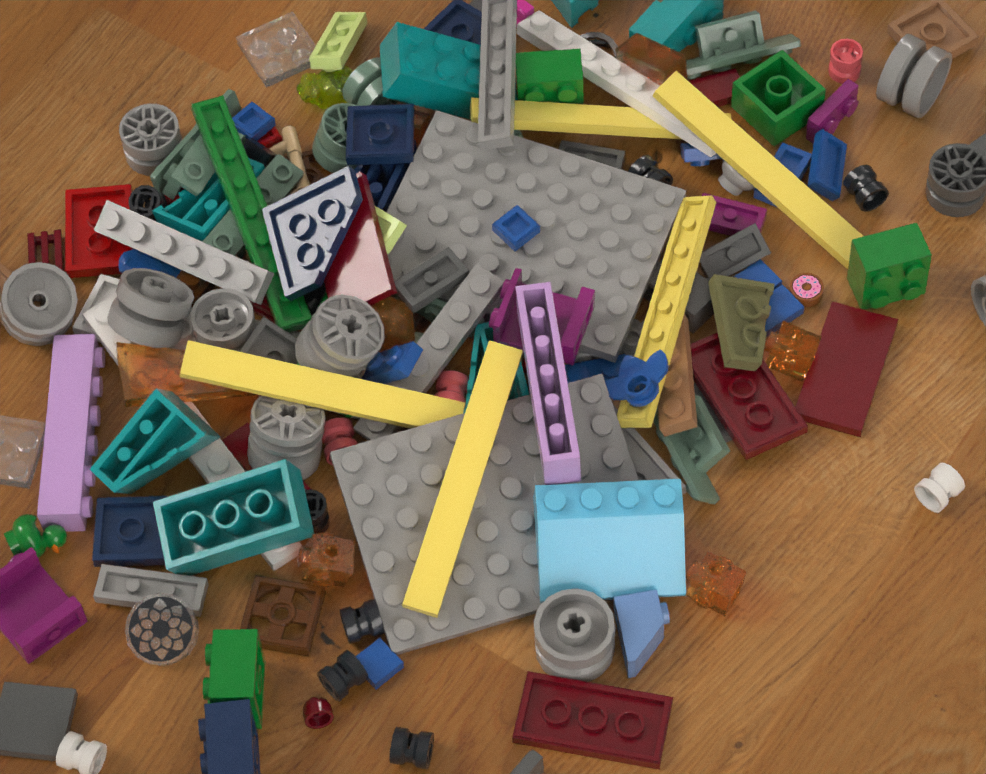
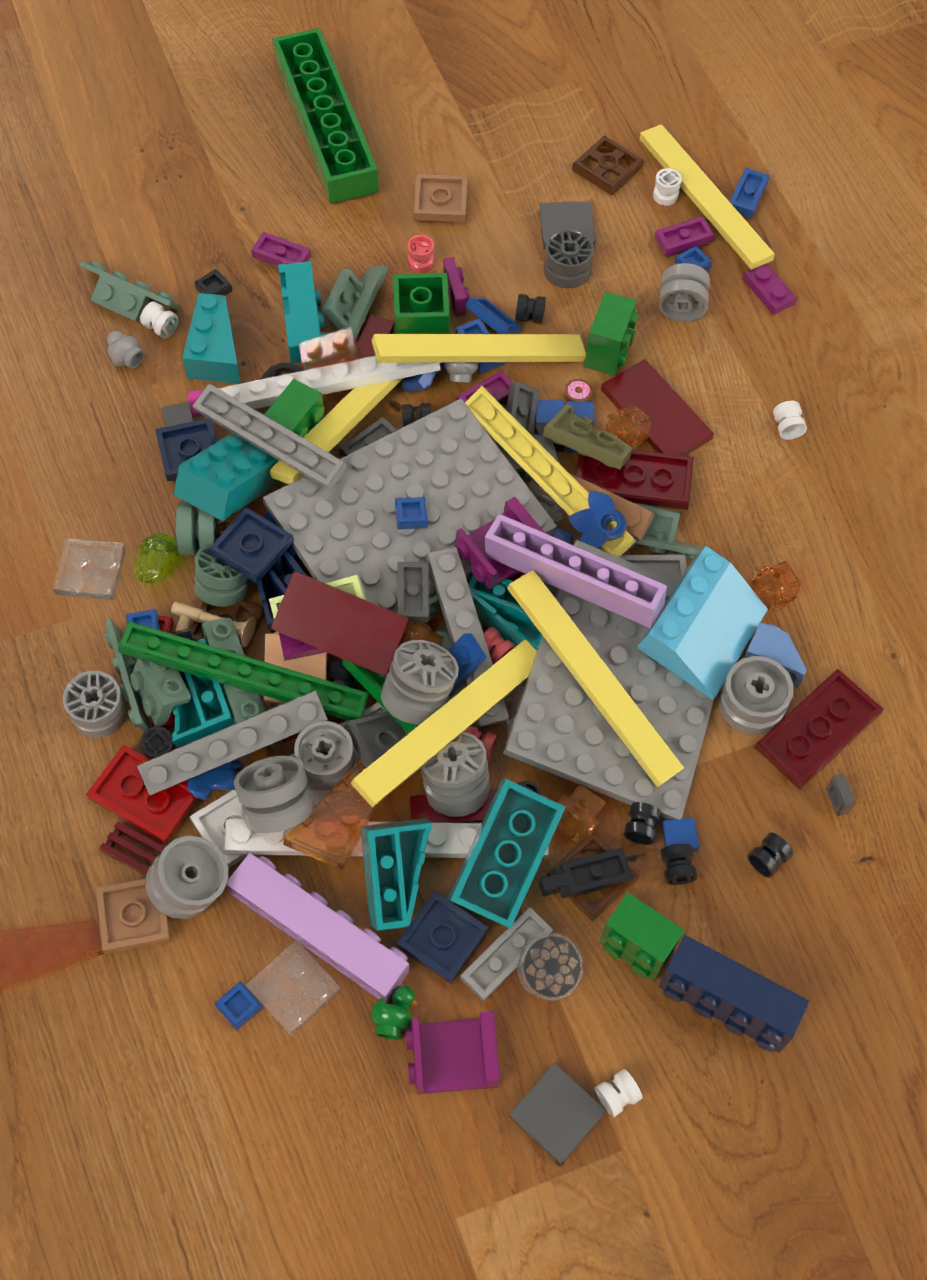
camera: 60 degrees left, 5 degrees up
(270, 603) = (588, 874): none -> black hinge
(310, 229) = (307, 638): plate -> none
(317, 713) = (693, 900): dark red hinge -> none
(338, 41) = (126, 524): yellowish green plate -> none
(913, 75) = (475, 223): light grey wheel -> none

